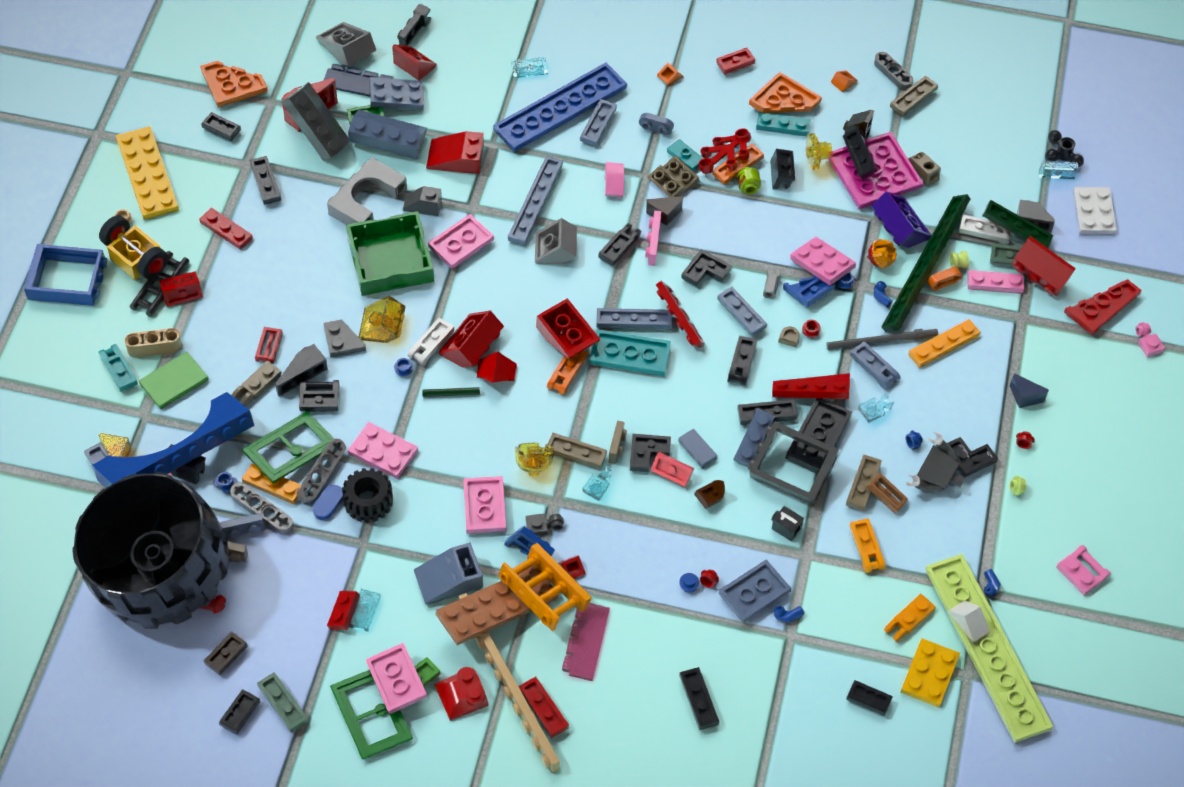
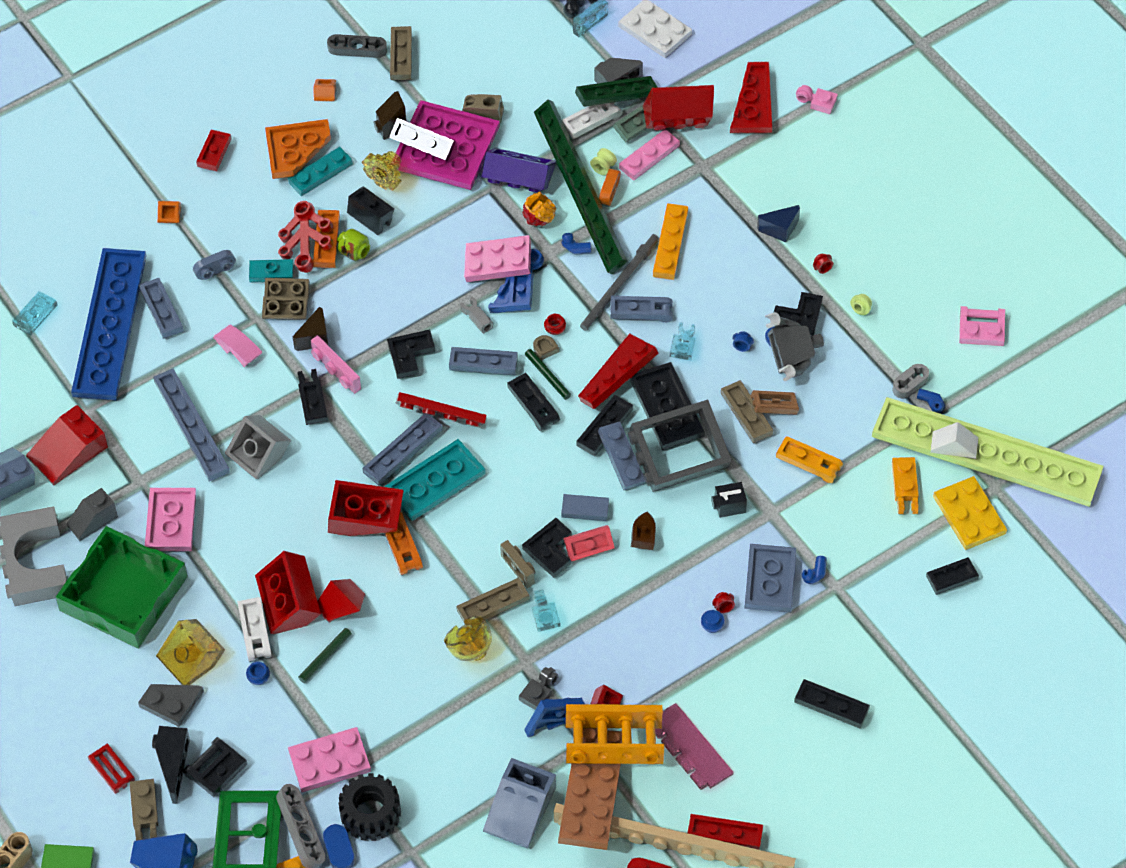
camera: 45 degrees left, 0 degrees up
(484, 504) = (474, 719): bright pink plate -> none
(771, 353) = (545, 371): none -> dark green bar
(992, 559) = (907, 378): none -> light grey beam

